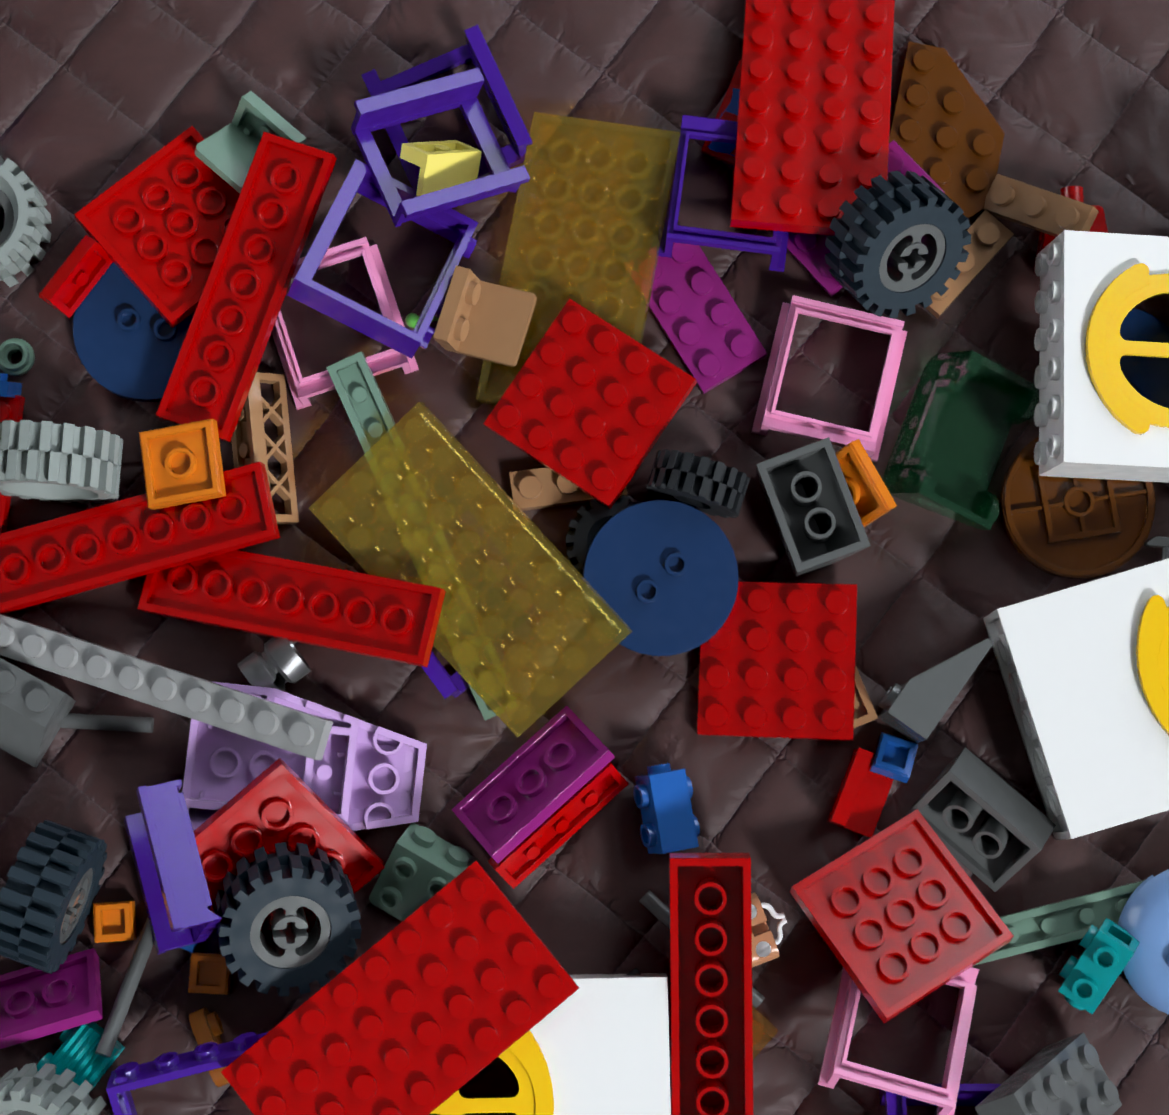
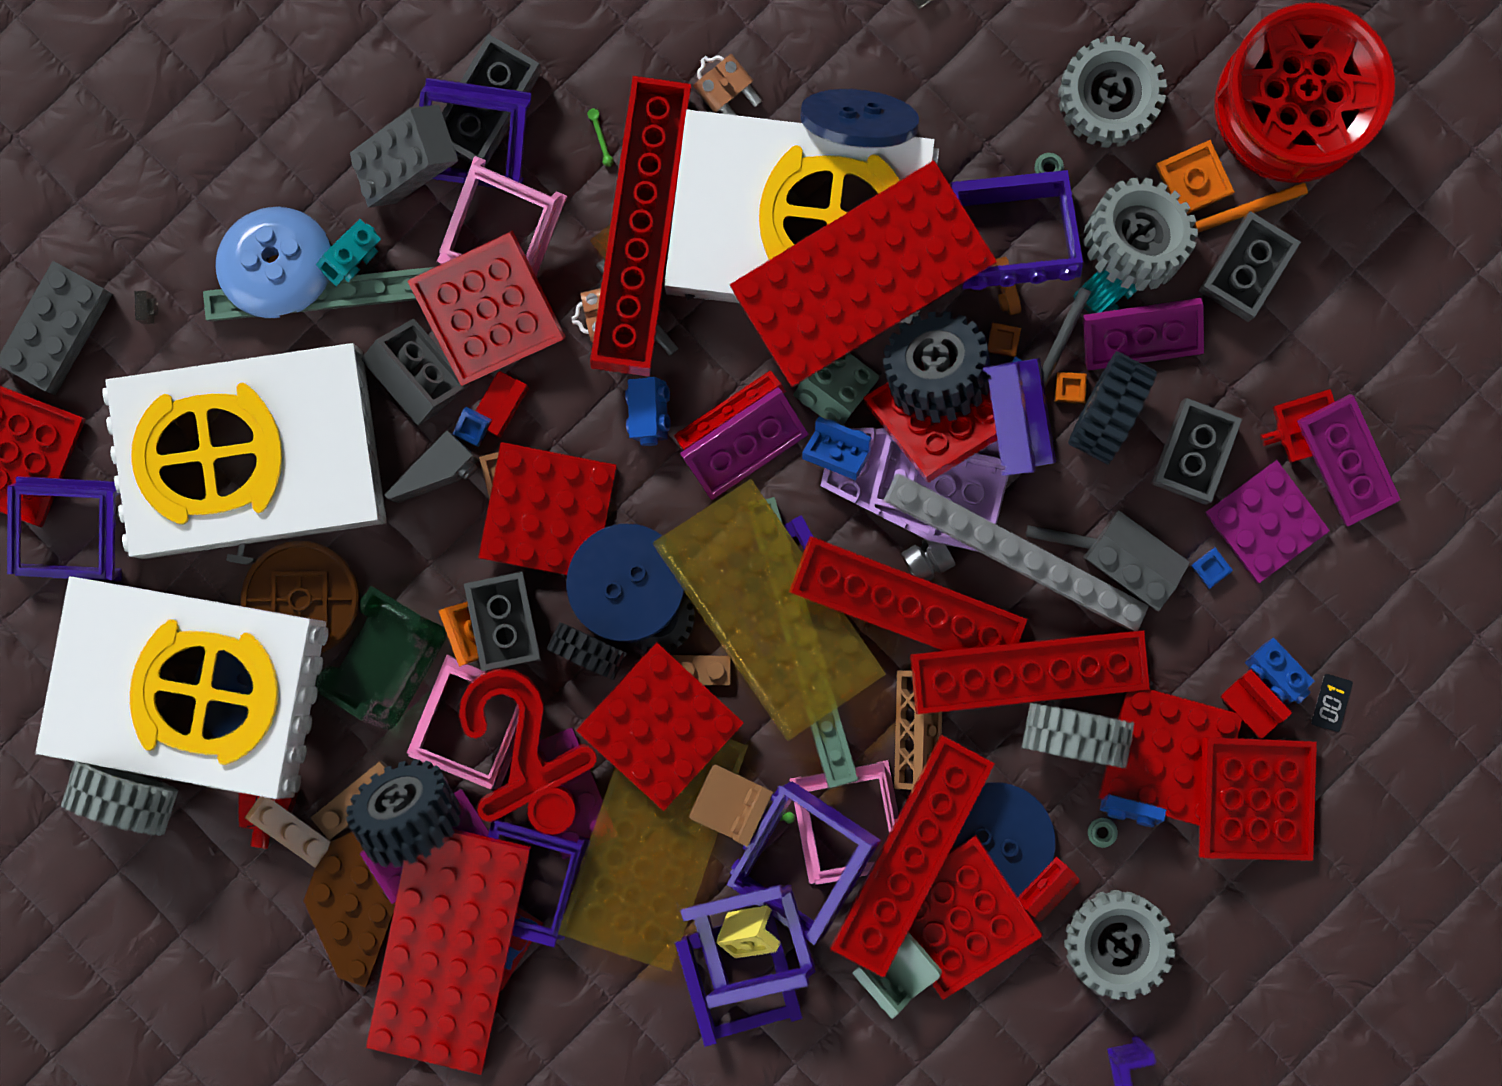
camera: 165 degrees left, 5 degrees up
(182, 464) = (977, 720): orange plate -> none
(408, 793) = (838, 448): none -> blue bracket
(744, 314) = (531, 778): none -> red piece

